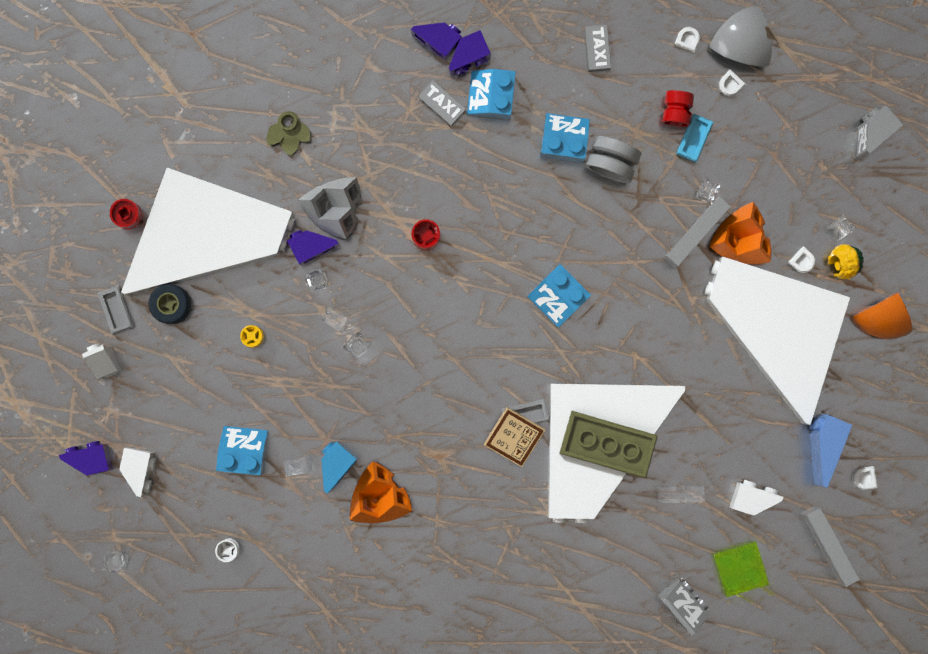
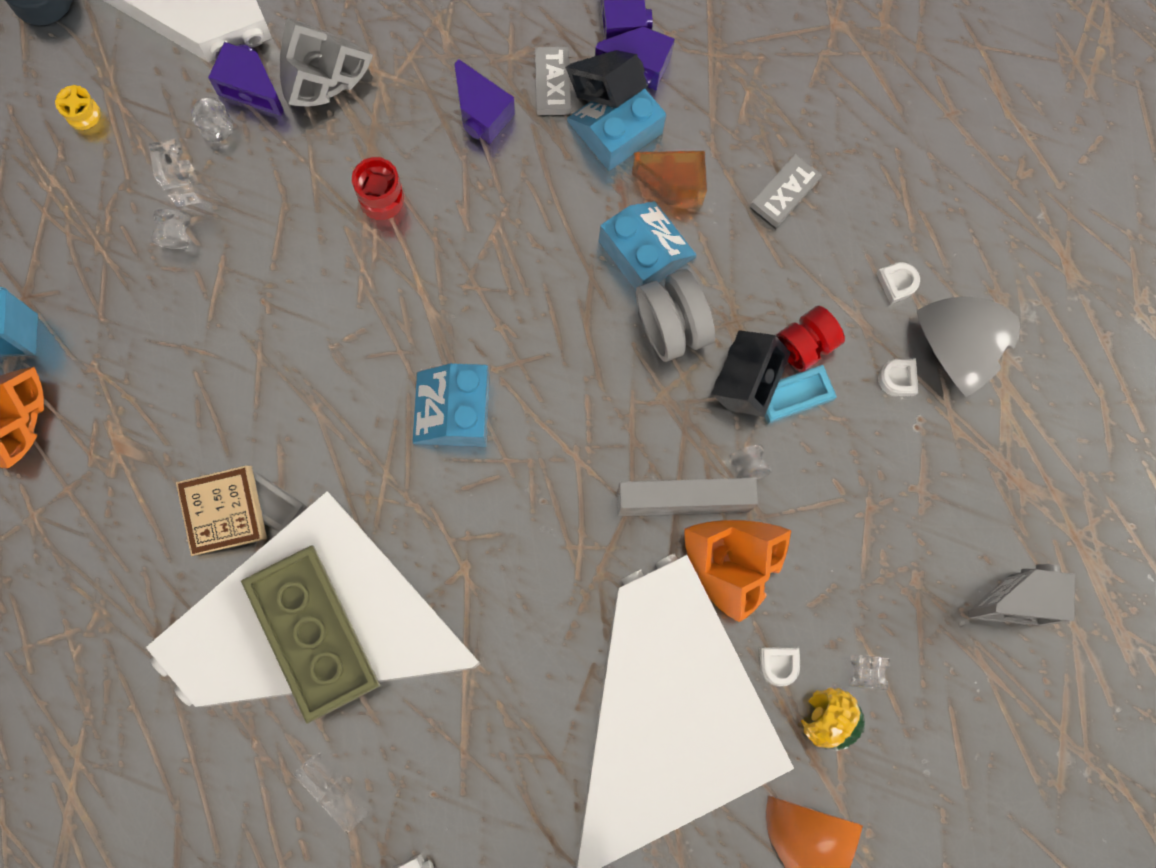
camera: 40 degrees right, 10 degrees down
(425, 149) = (482, 103): none -> dark purple slope
(472, 80) = (608, 78): none -> black slope
(545, 93) = (673, 176): none -> clear orange slope
(669, 150) = (751, 373): none -> black brick

